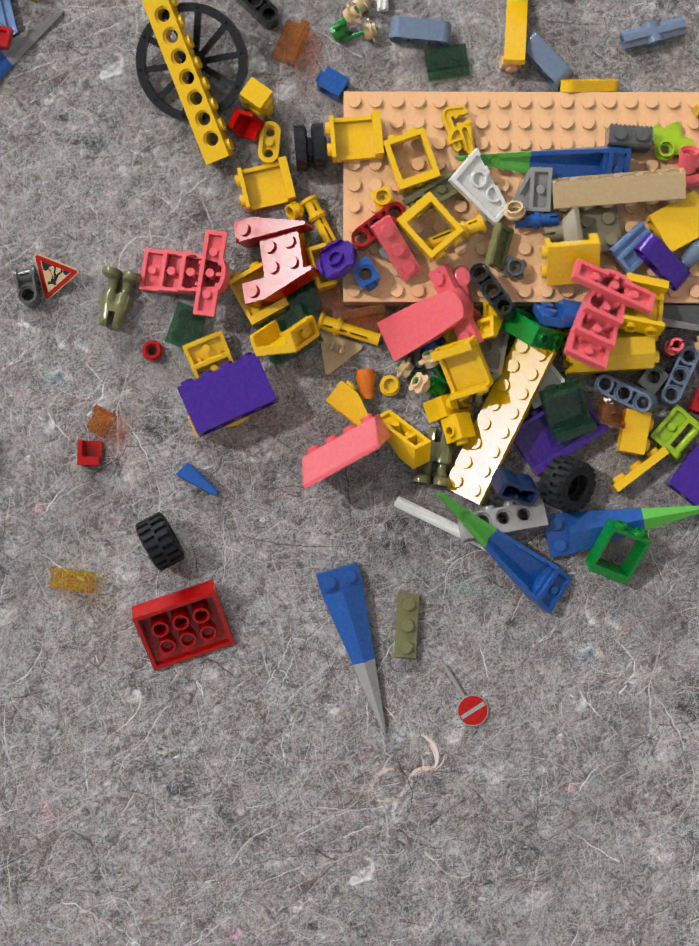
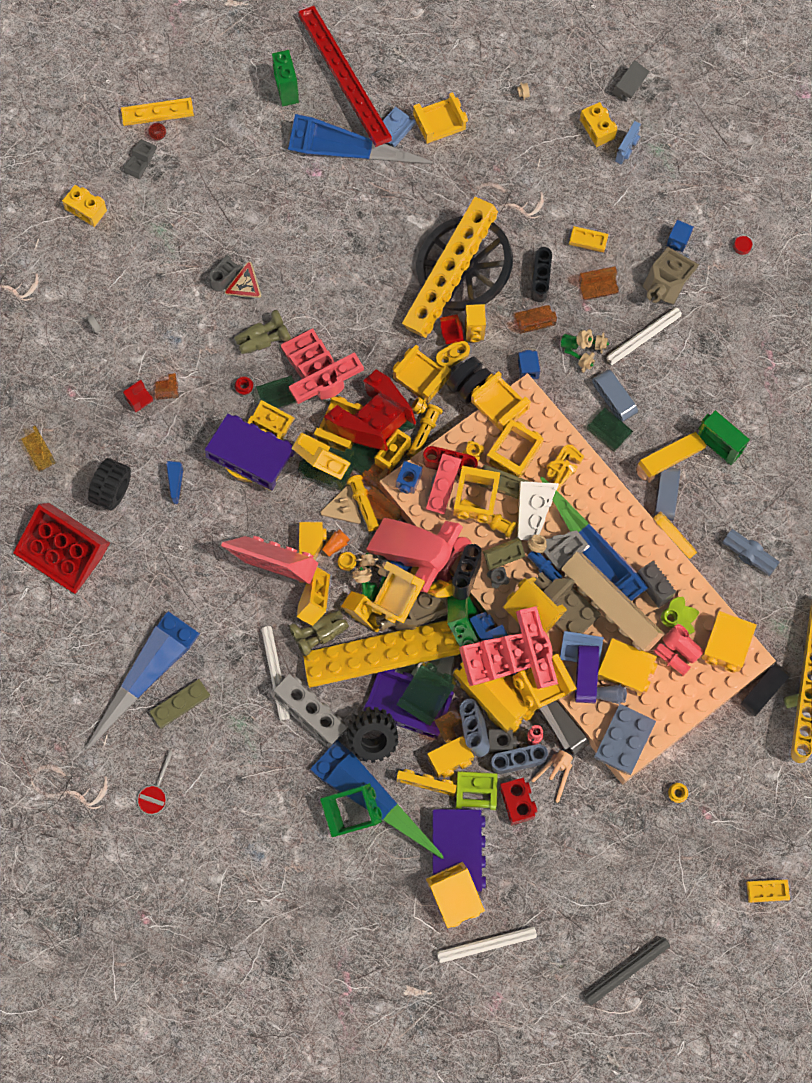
camera: 50 degrees right, 15 degrees down
(337, 259) = (403, 451): dark purple tile -> none
(458, 428) = (352, 627): yellow brick -> none
(515, 487) = (339, 696): dark blue brick -> none
(532, 573) = (286, 763): blue plate -> none

